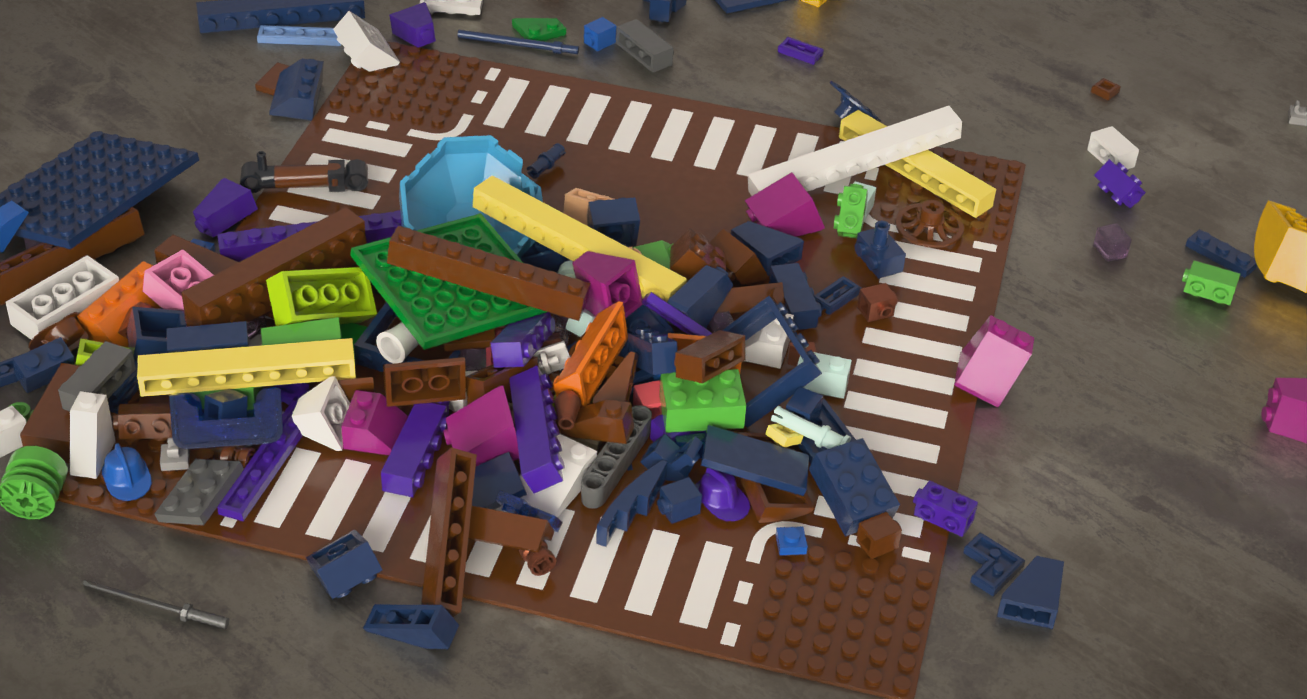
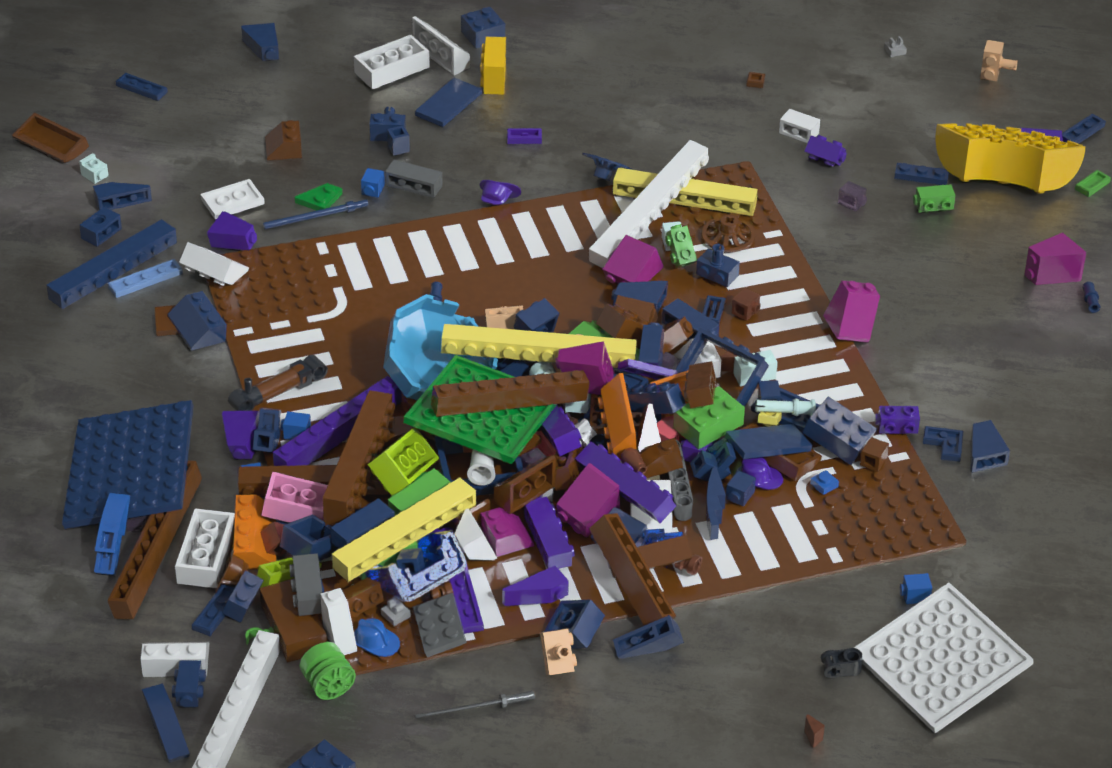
camera: 30 degrees left, 0 degrees up
(245, 213) = (268, 431): none -> dark blue brick
(277, 215) = (295, 424): none -> blue brick
(287, 585) = (557, 651): none -> light nougat brick
(345, 504) = (537, 589): none -> dark purple slope
(713, 88) = (498, 192): none -> dark purple piece

